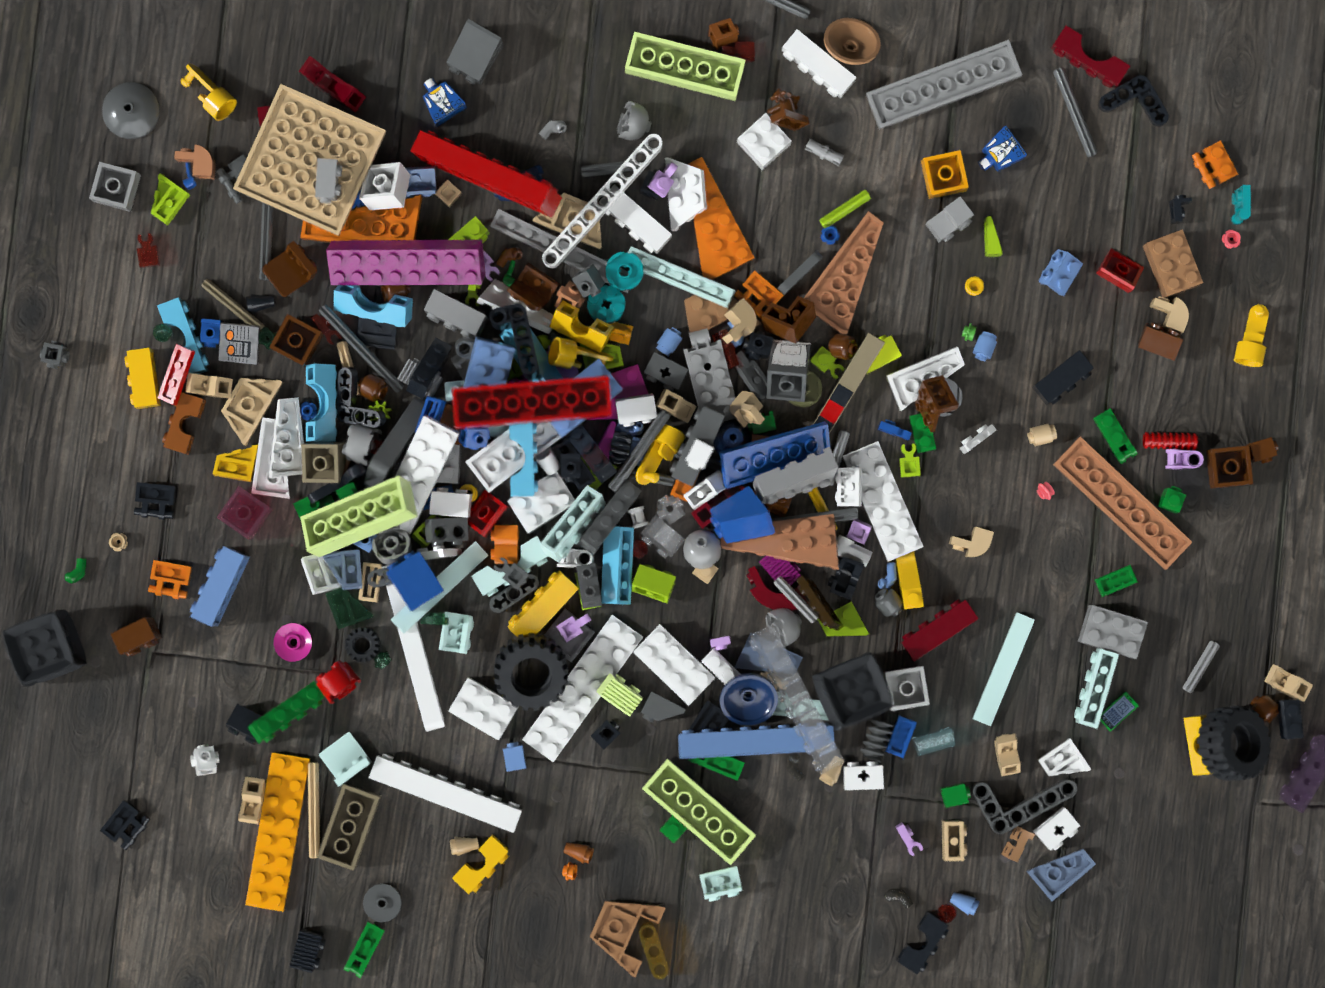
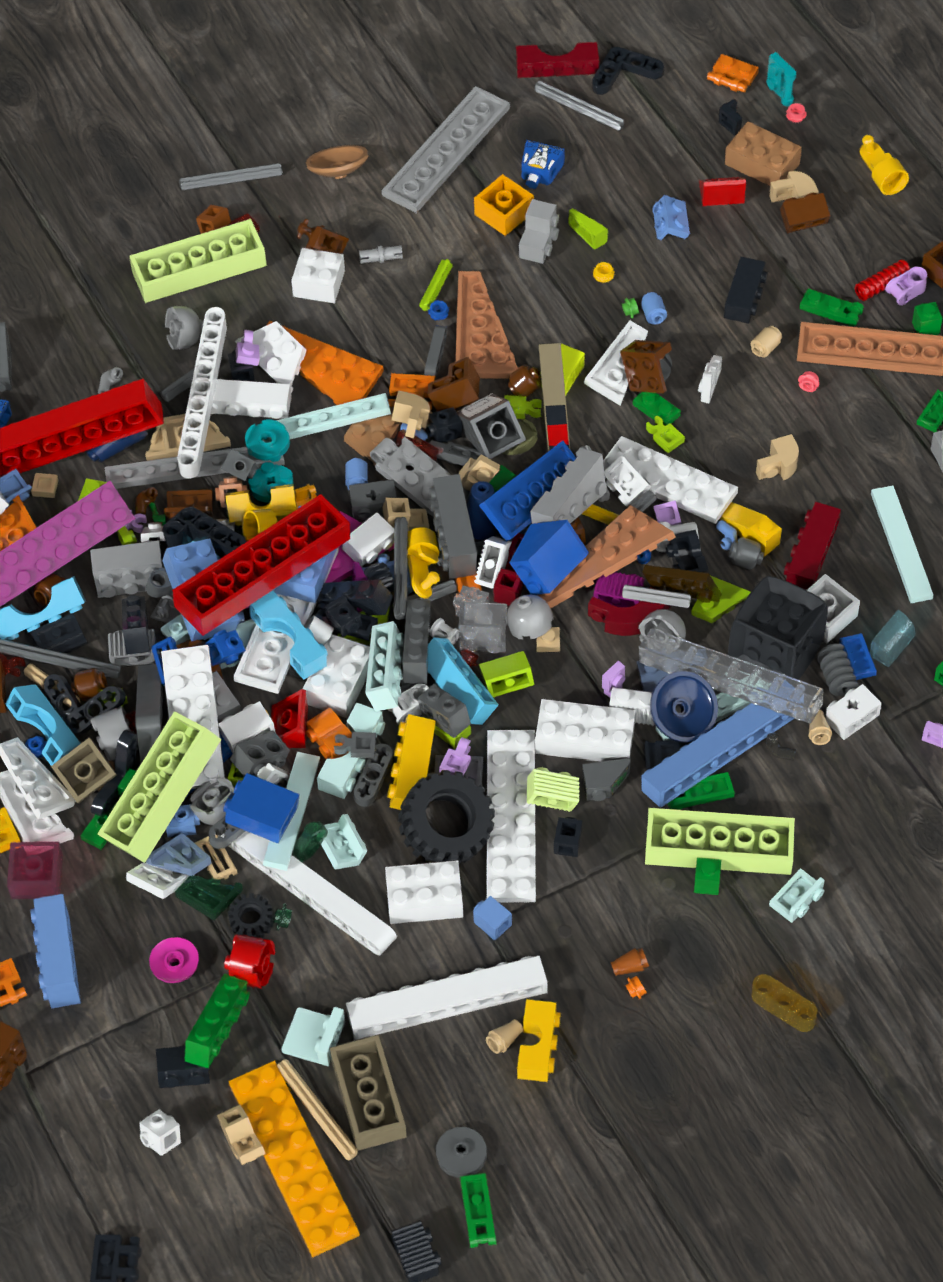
camera: 35 degrees left, 30 degrees down
(616, 926) = (727, 1009): medium nougat wing -> none
(699, 454) = (461, 514): white brick -> none
(818, 63) = (320, 192): white brick -> none
(890, 428) = (626, 418): blue plate -> none

